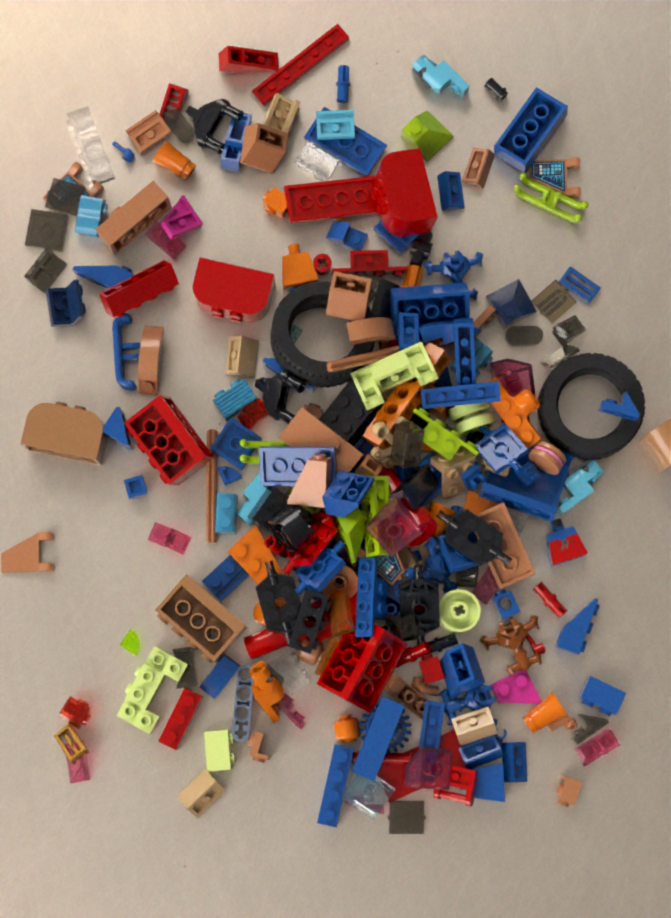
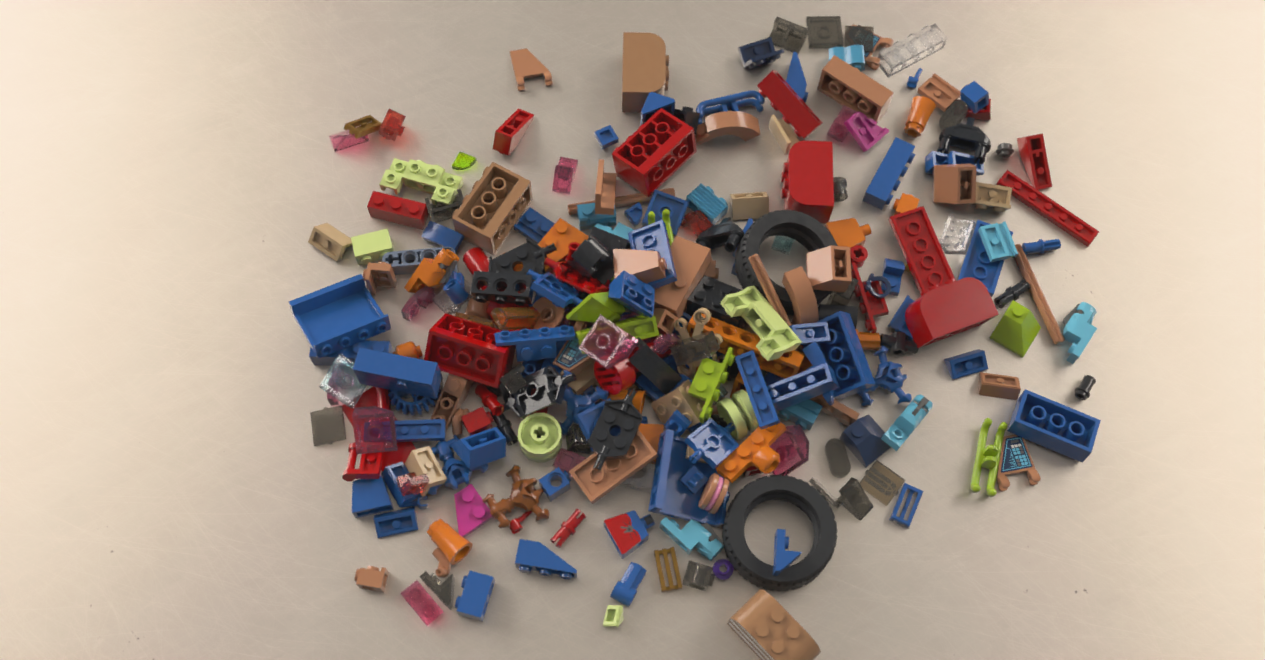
camera: 75 degrees right, 15 degrees down
(106, 584) = (511, 132): none -> red slope
(134, 399) = (688, 116): none -> black brick
(165, 99) = (974, 96): none -> blue brick
(167, 302) = (783, 134): none -> tan panel
(206, 499) = (605, 191): none -> nougat fence
(229, 86) = (1004, 150): none -> dark grey plate
(234, 208) = (888, 174): none -> blue brick
(246, 262) = (840, 191): none -> clear smoke wheel
(292, 669) = (455, 288): none -> blue piece
(298, 792) = (339, 316): none -> blue panel
(360, 263) = (872, 278): none -> dark blue piece
(388, 127) = (1012, 293): none -> black pin
(394, 103) = (1038, 296): none -> nougat axle
(396, 470) = (664, 343): none -> clear pink slope
(490, 741) = (411, 483): none -> clear red bracket
(504, 263) = (907, 422): none -> medium azure plate
(603, 507) = (664, 552): none -> pearl gold tile
(612, 471) = (722, 575): none -> dark purple plate
(616, 488) = (698, 576): none -> clear smoke brick
(616, 556) = (627, 588): none -> blue piece
(639, 573) = (613, 616): none -> yellowish green slope

